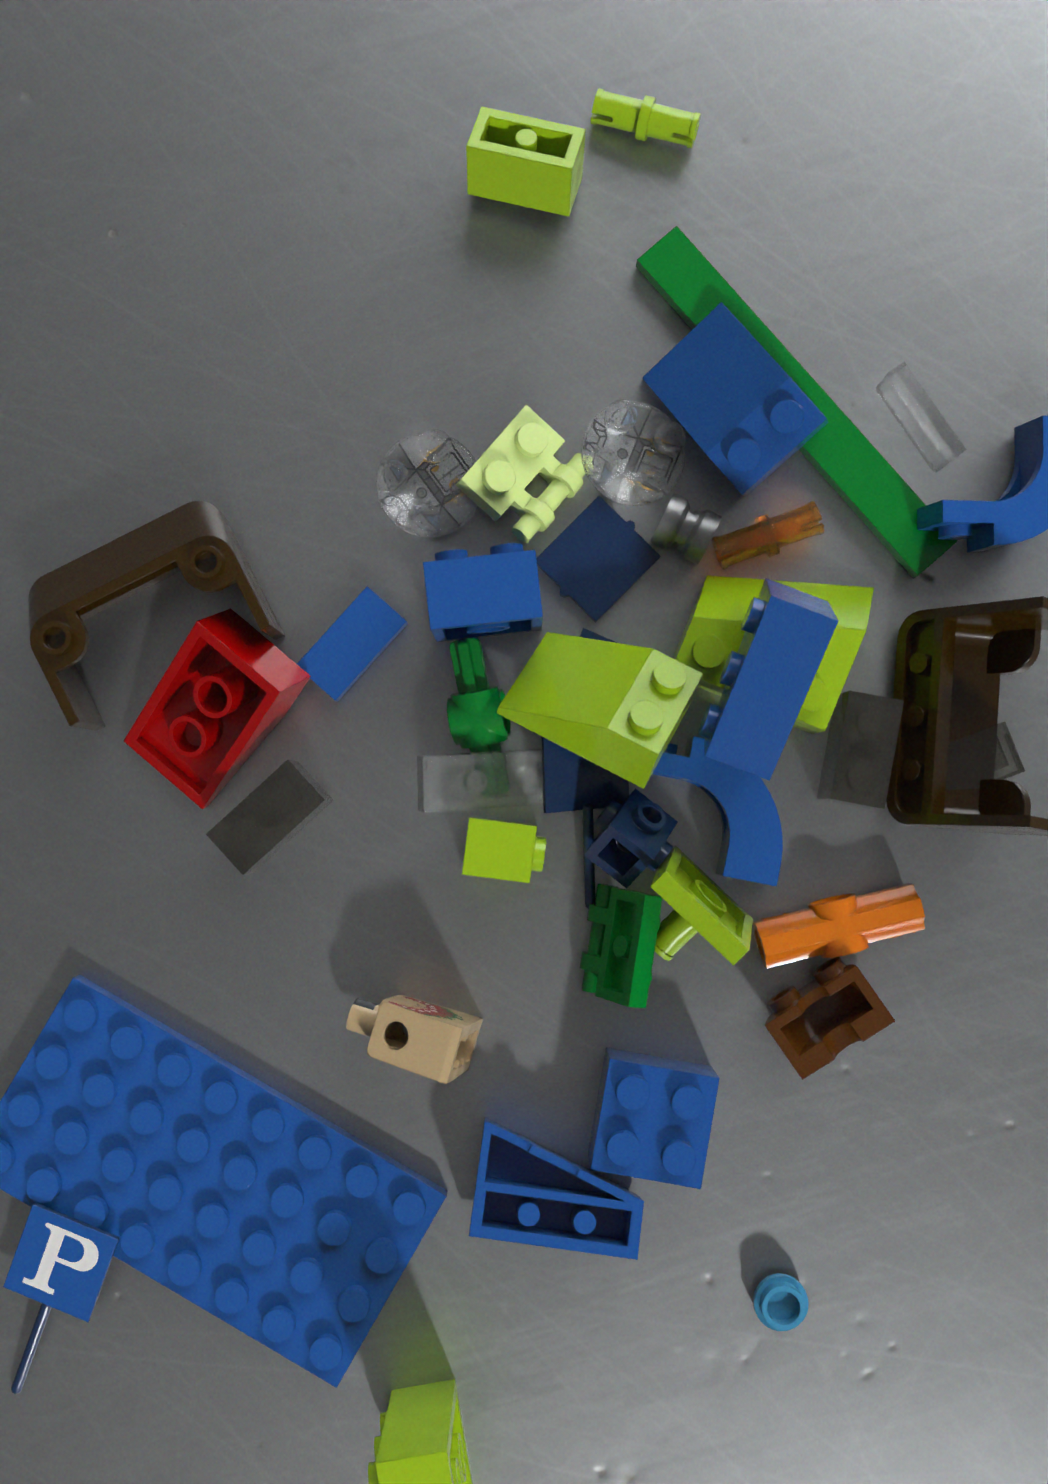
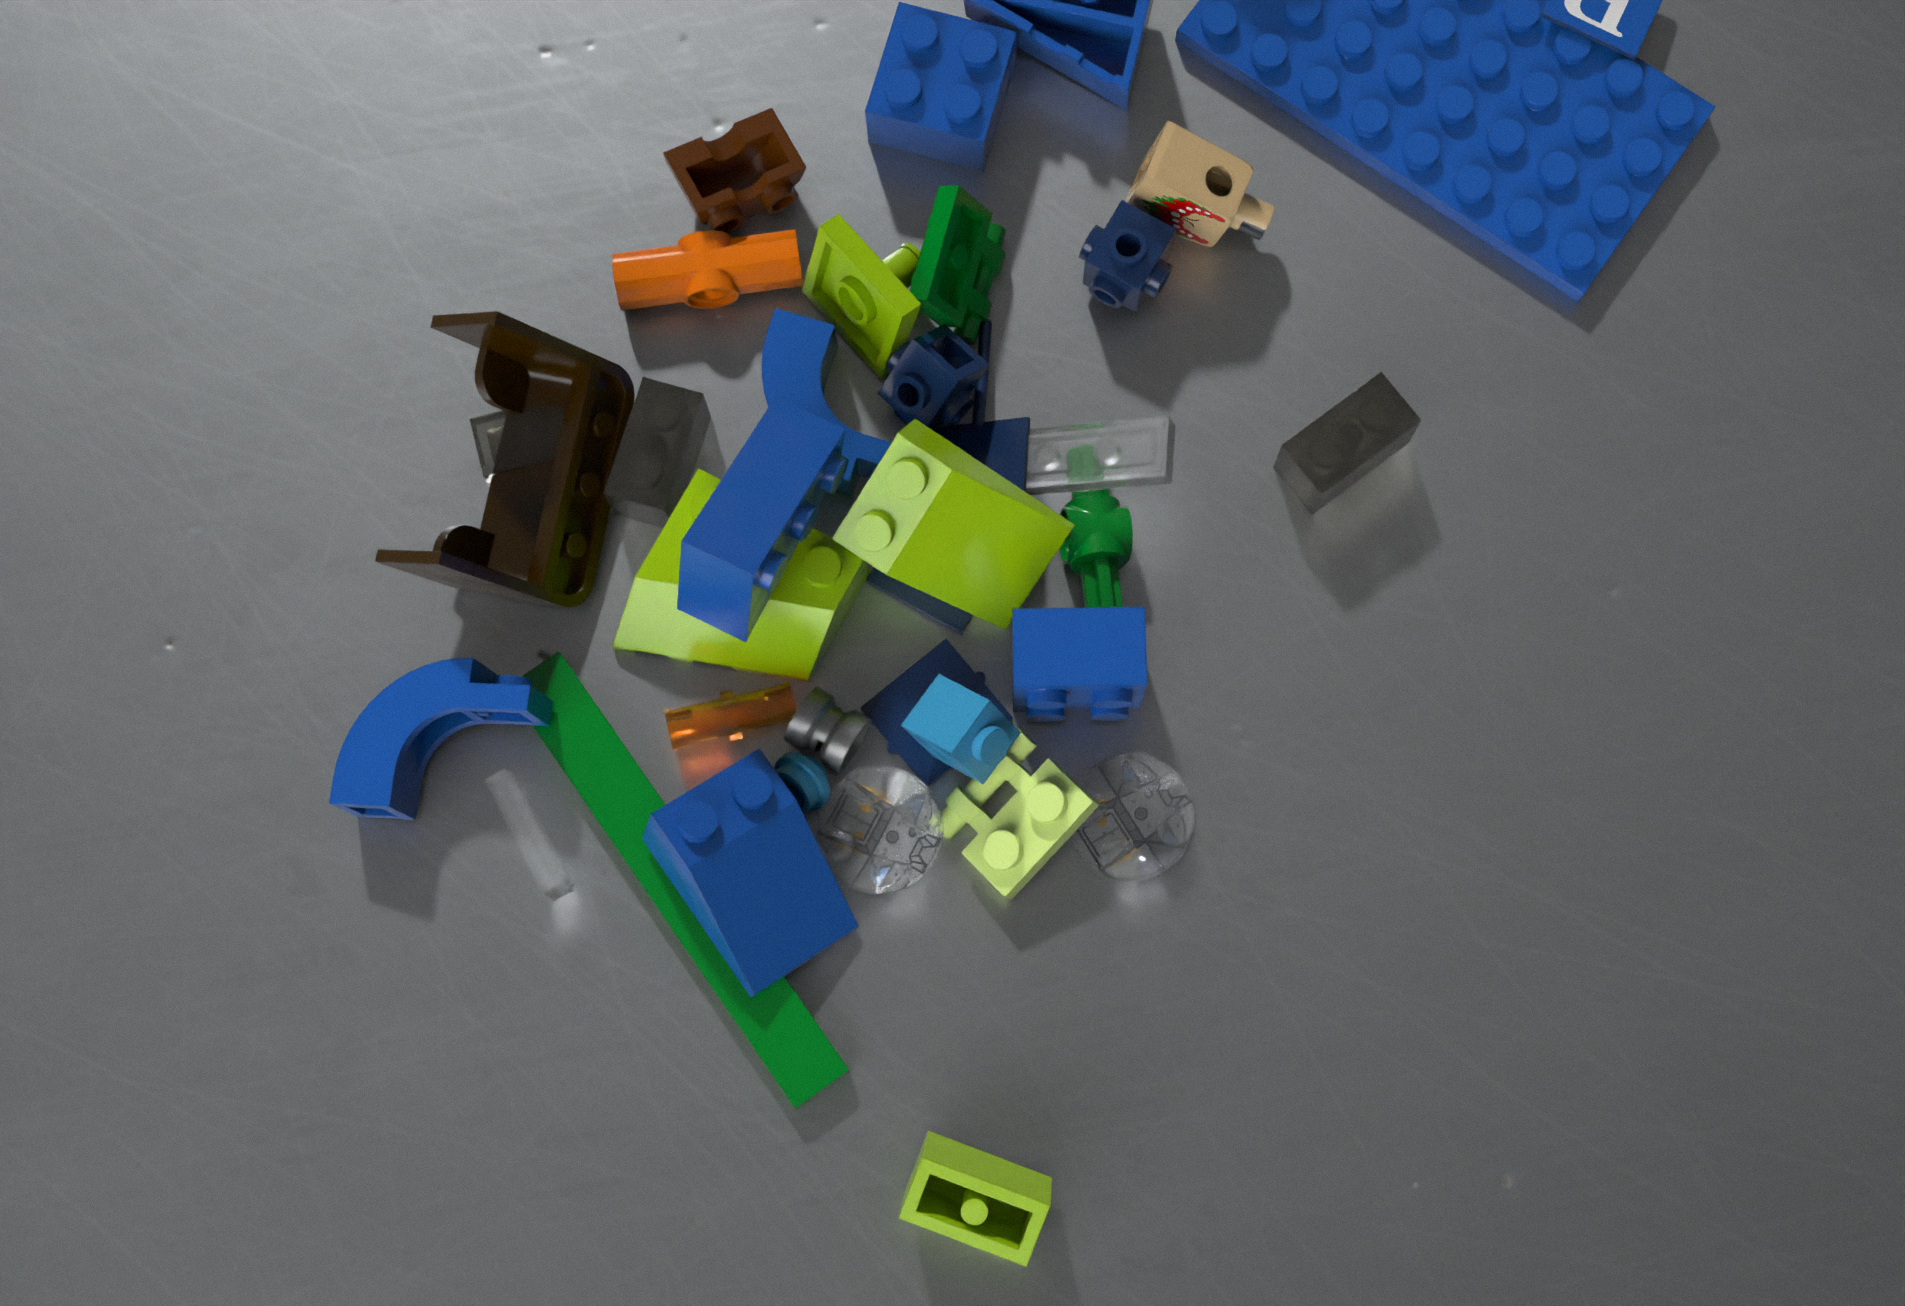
camera: 170 degrees left, 10 degrees down
(184, 540) = (1438, 768): dark brown windscreen -> none
(215, 705) = (1402, 577): red slope -> none
(352, 644) = (1238, 638): blue tile -> none
(466, 986) = (1127, 257): none -> dark blue brick
(502, 850) = (1080, 373): lime brick -> none
(575, 530) = (961, 728): none -> dark azure brick
(645, 118) = (817, 1253): lime pin -> none
(703, 483) = (804, 779): none -> dark azure plate

